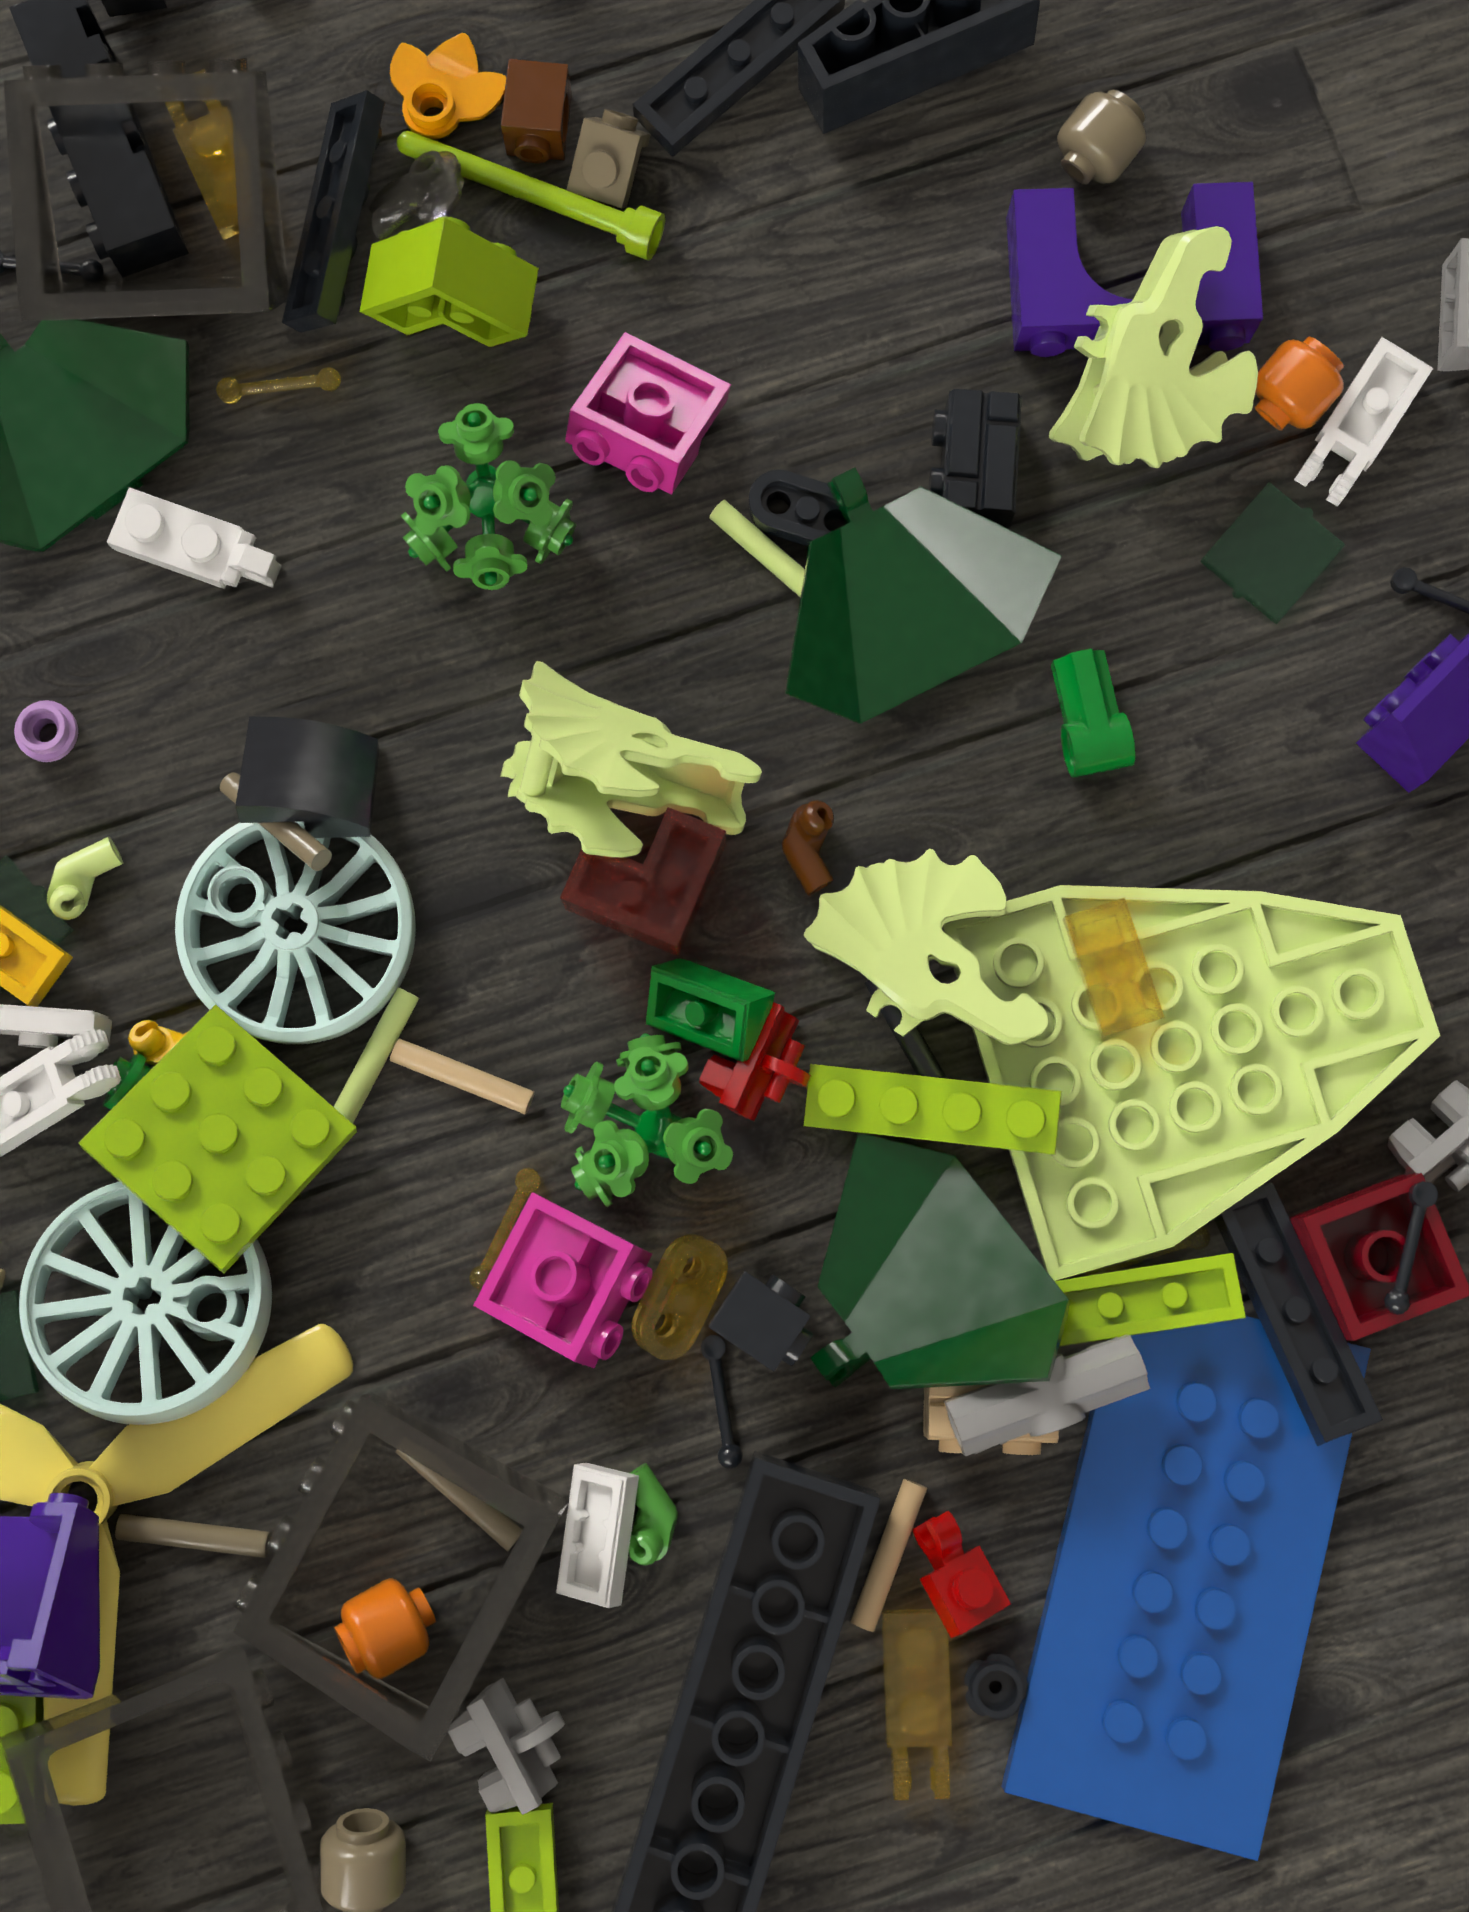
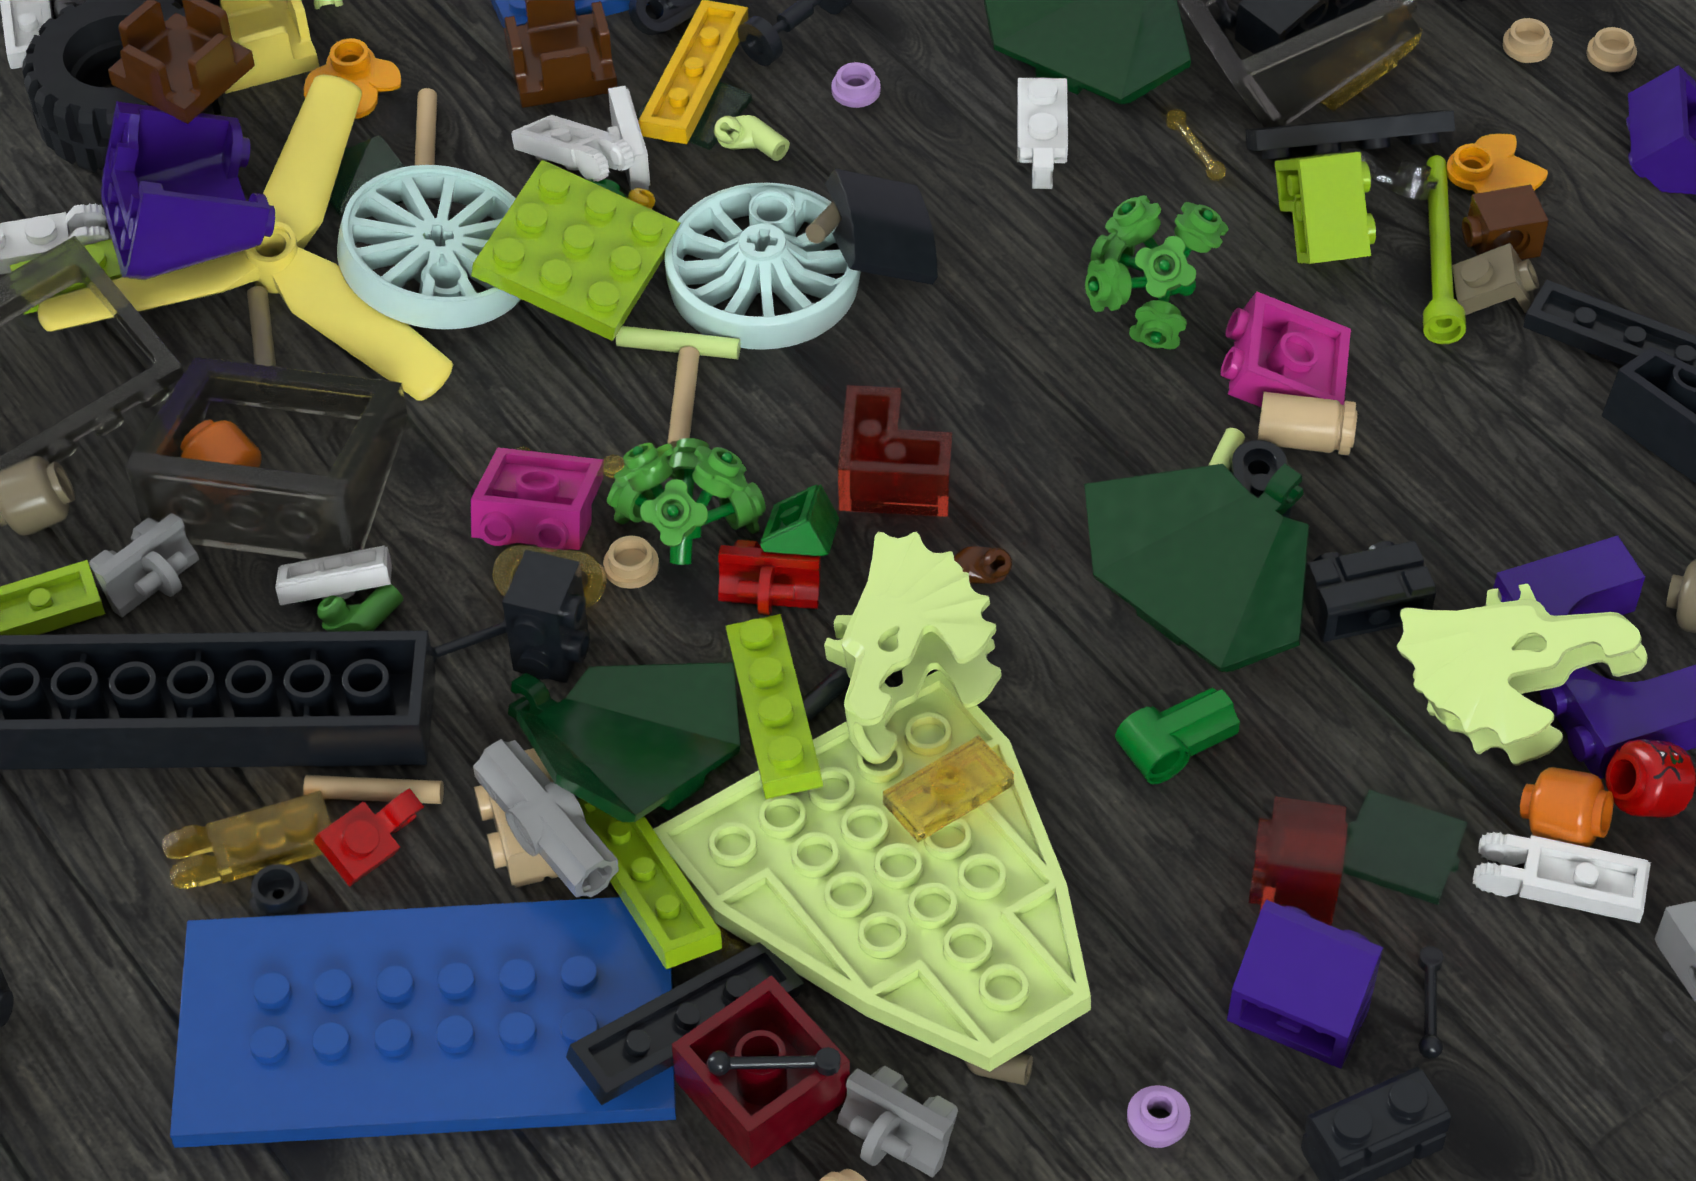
camera: 75 degrees right, 30 degrees down
(605, 757) = (968, 375): yellowish green animal -> none
(680, 1205) = (631, 562): none -> tan plate
(740, 430) = (1307, 423): none -> tan piece
(1295, 659) = (1300, 857): none -> clear red brick
(1298, 292) = (1651, 778): none -> red head

